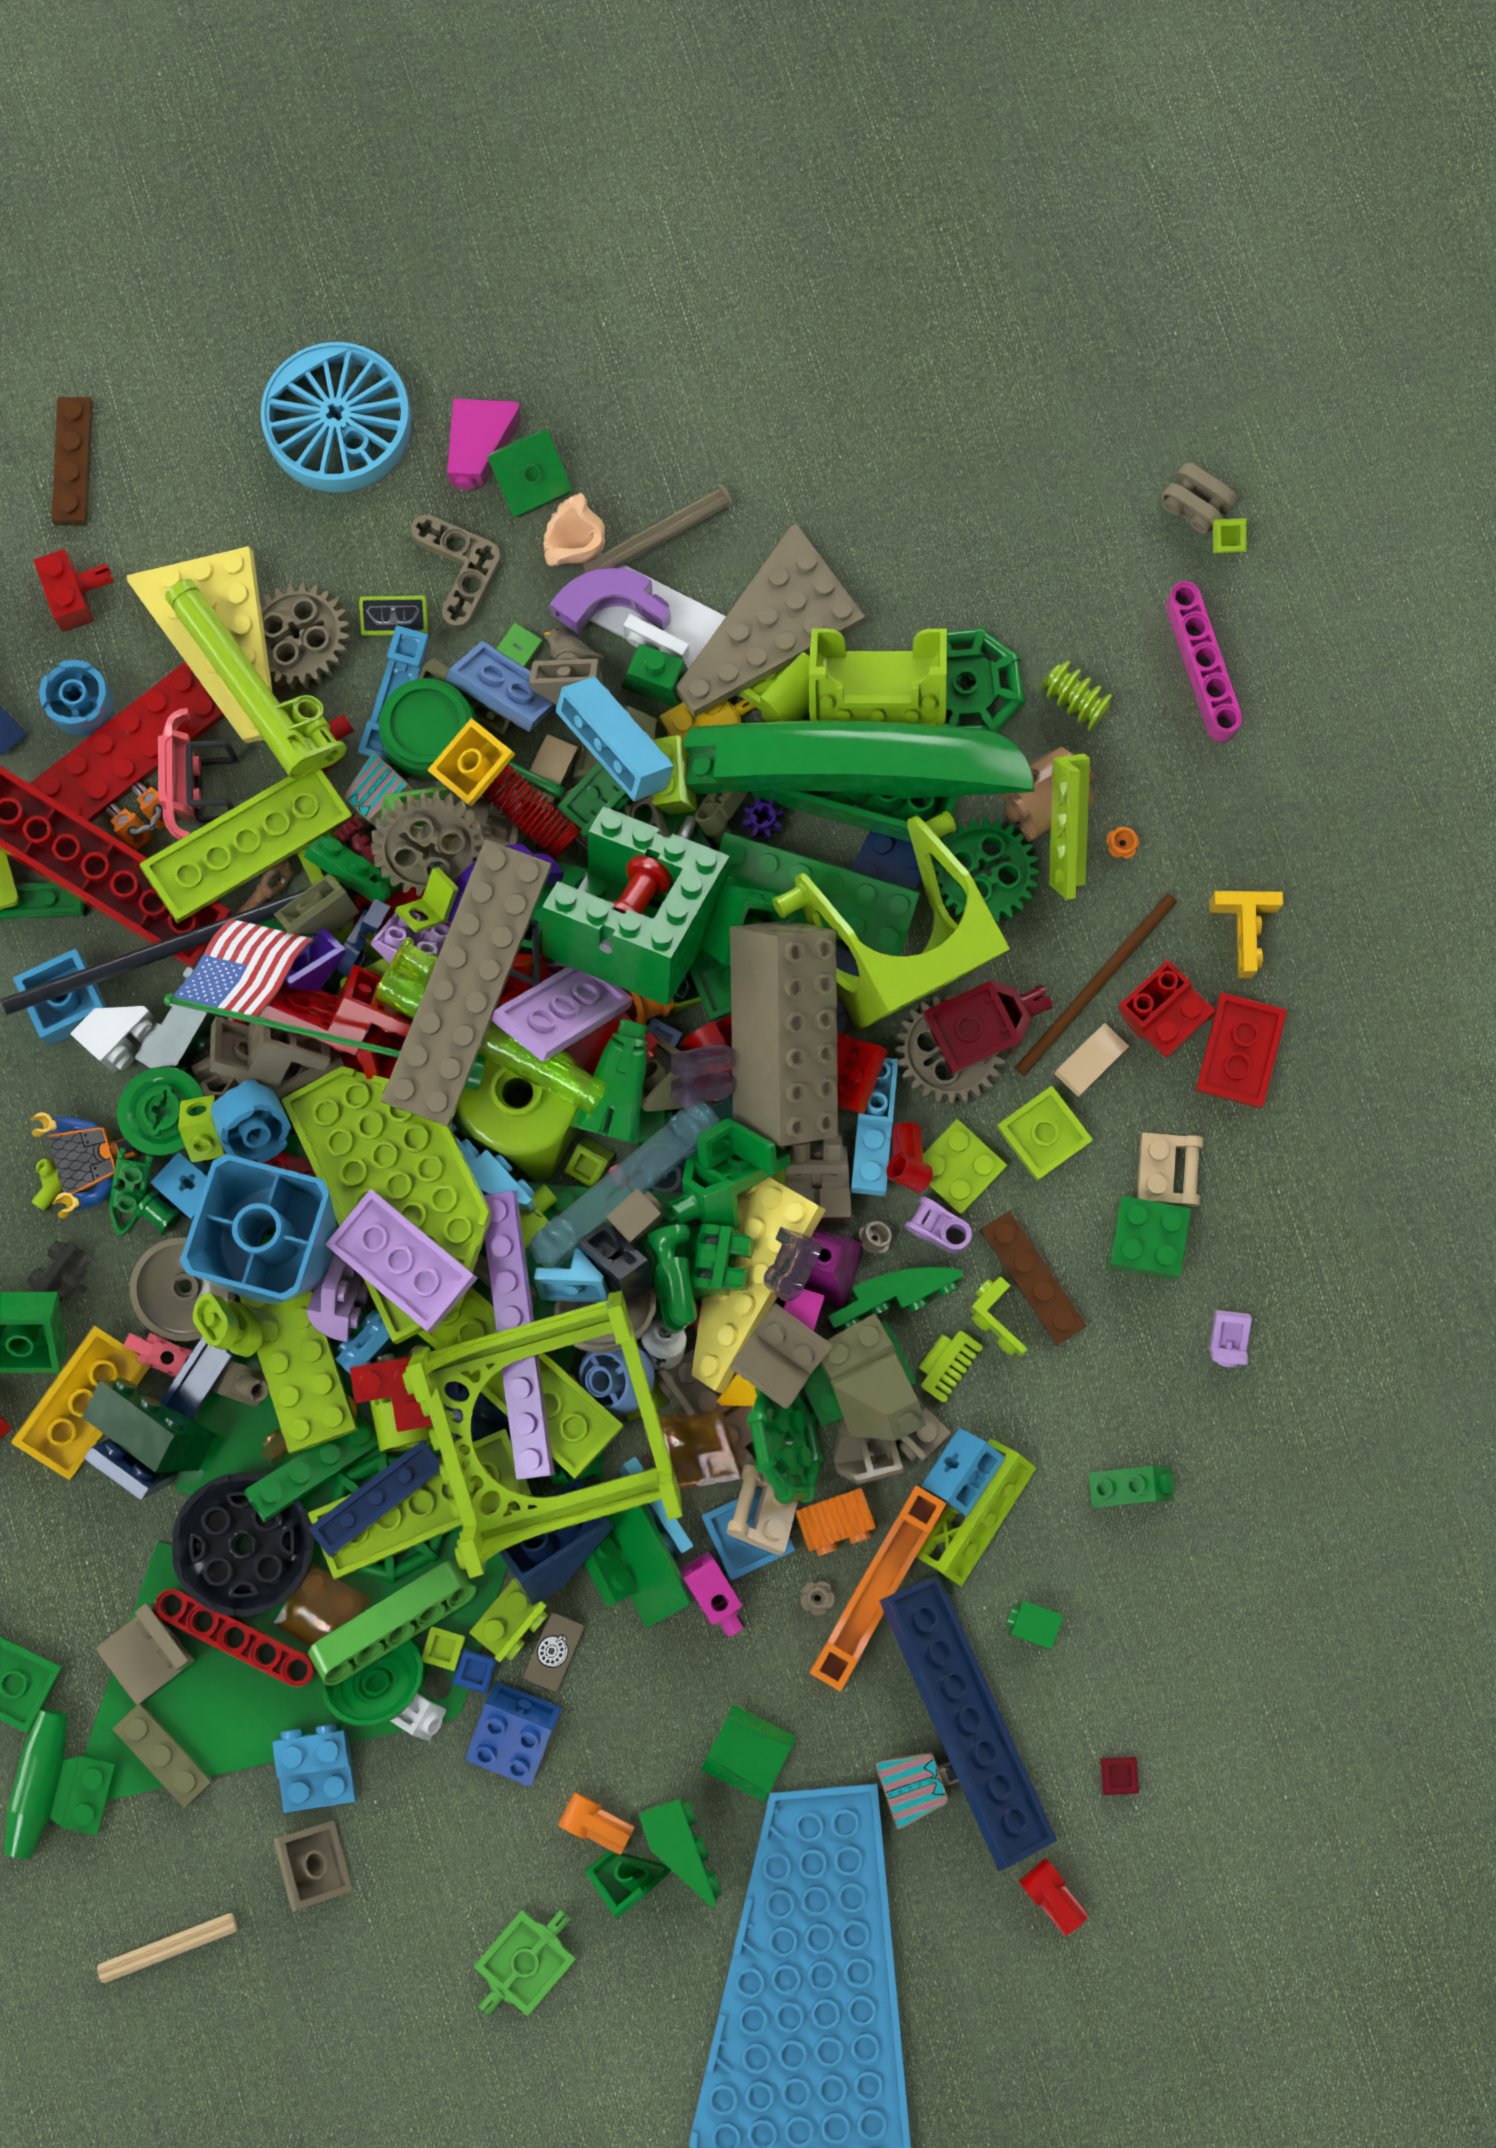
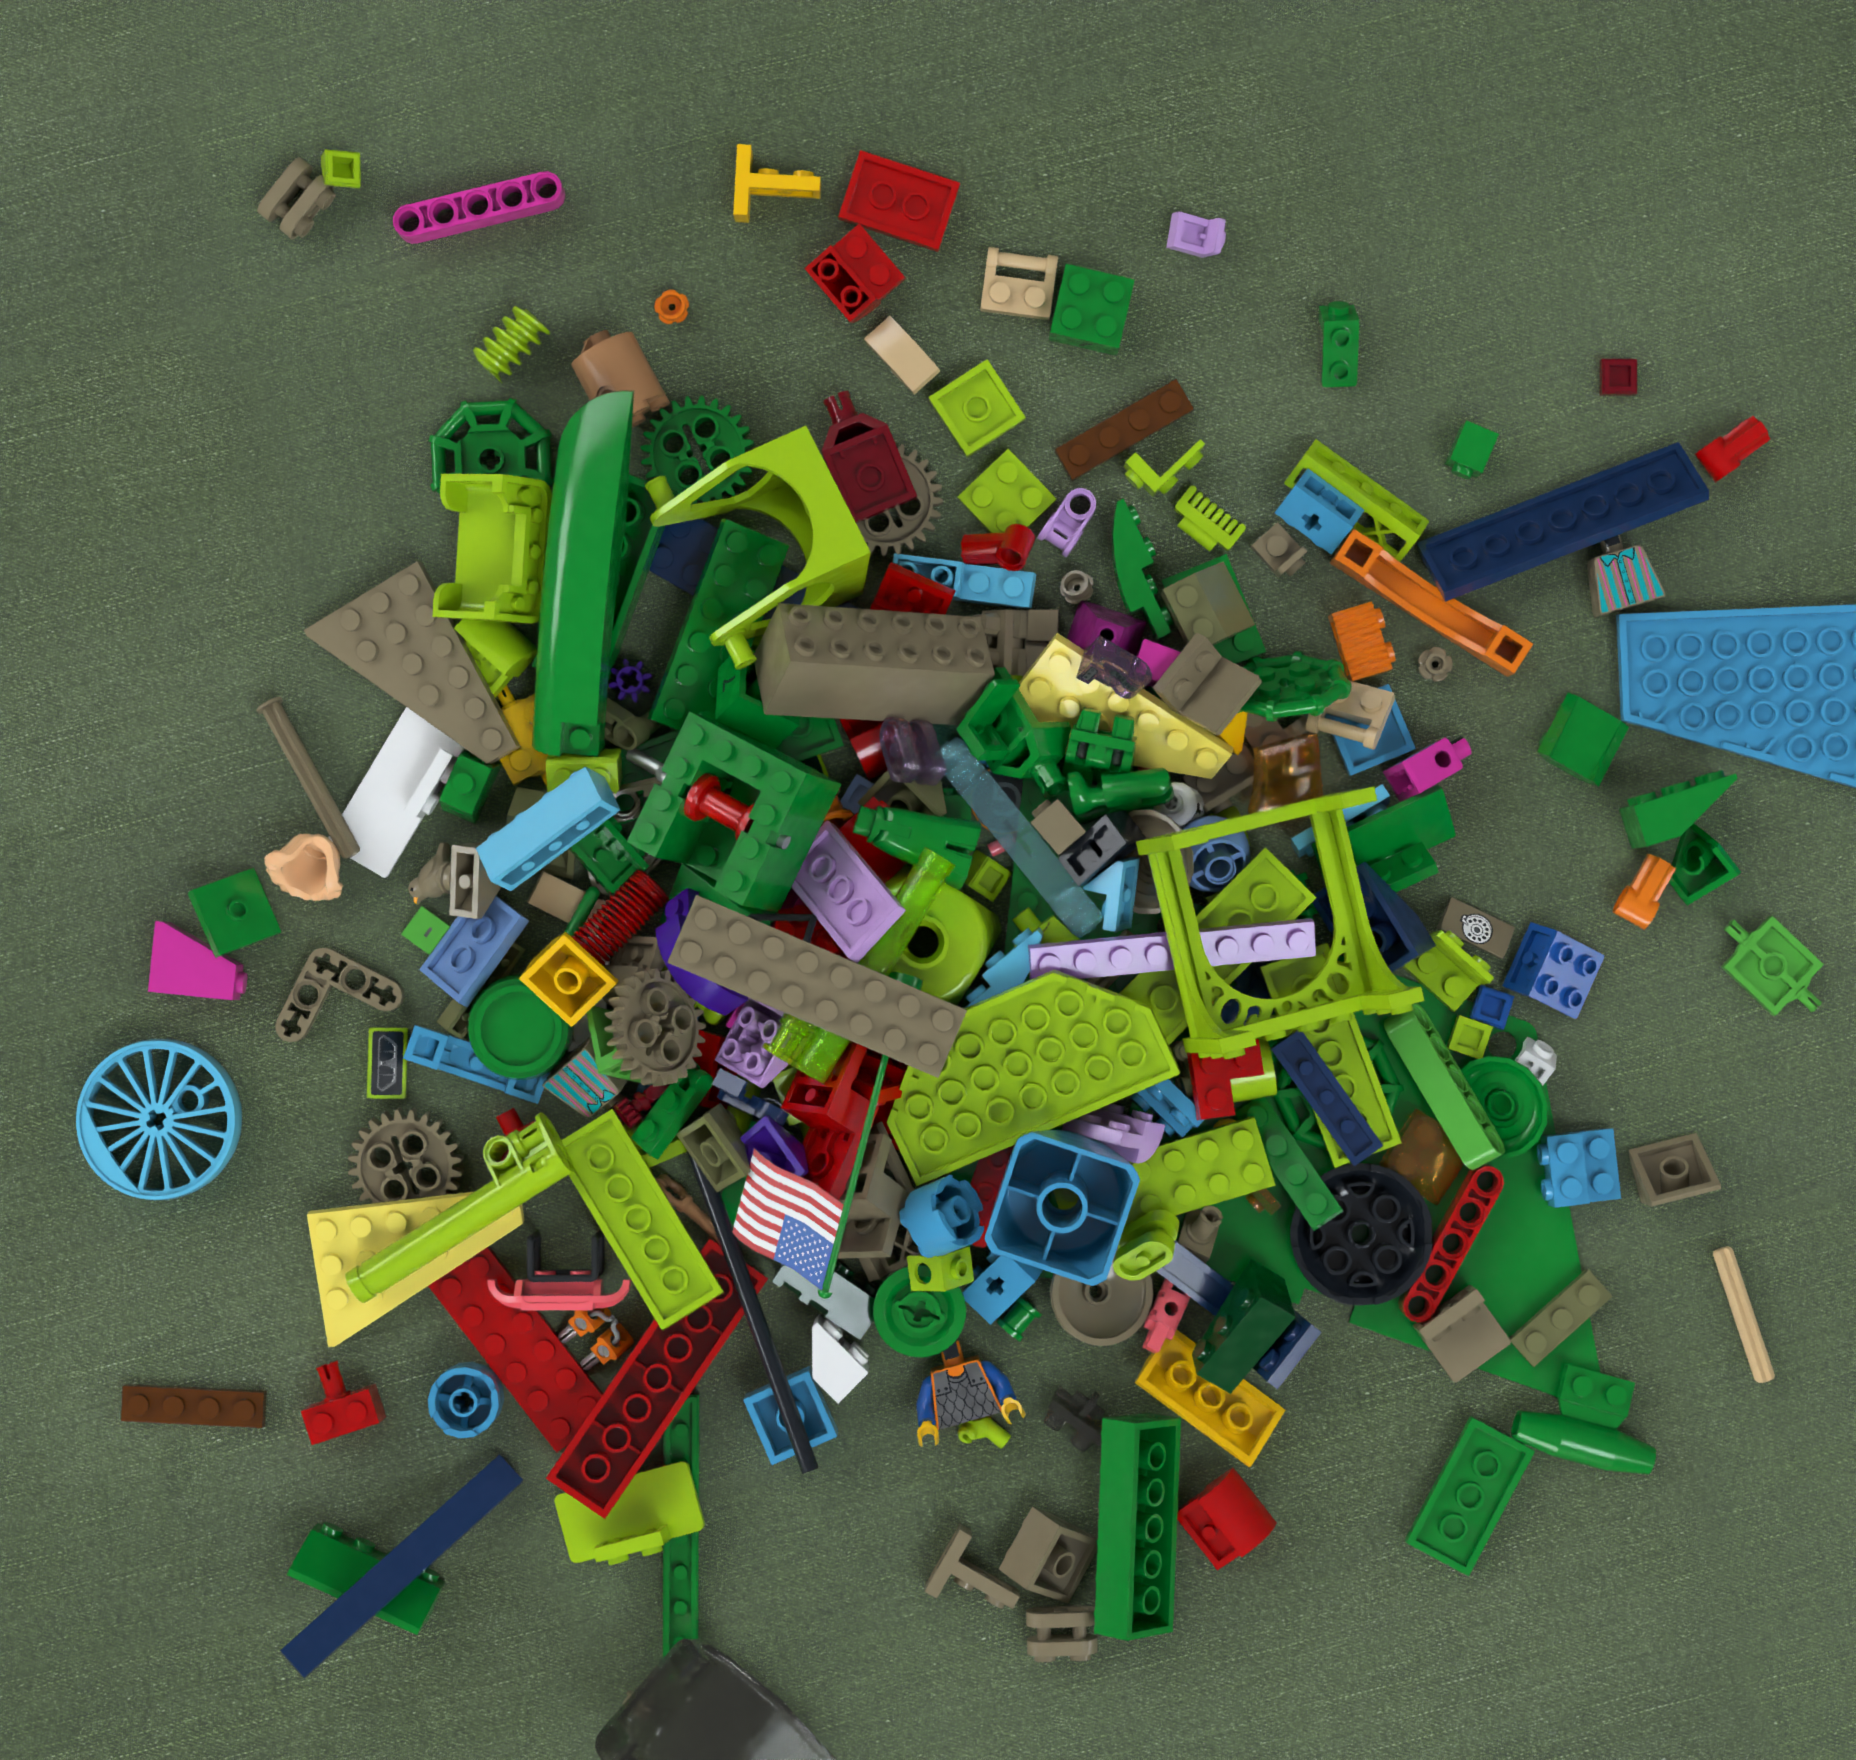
camera: 85 degrees left, 10 degrees up
(127, 1198) = (1005, 1348): green piece -> none
(401, 1261) = (1100, 1062): lavender plate -> none
(435, 903) = (715, 1022): lime bracket -> none
(607, 589) = (371, 835): medium lavender arch -> none
(865, 1458) = (1291, 606): dark tan slope -> none
(878, 1400) = (1248, 590): olive slope -> none
(1069, 823) = (658, 359): lime fence -> none
(1095, 985) = (821, 345): reddish brown piece -> none

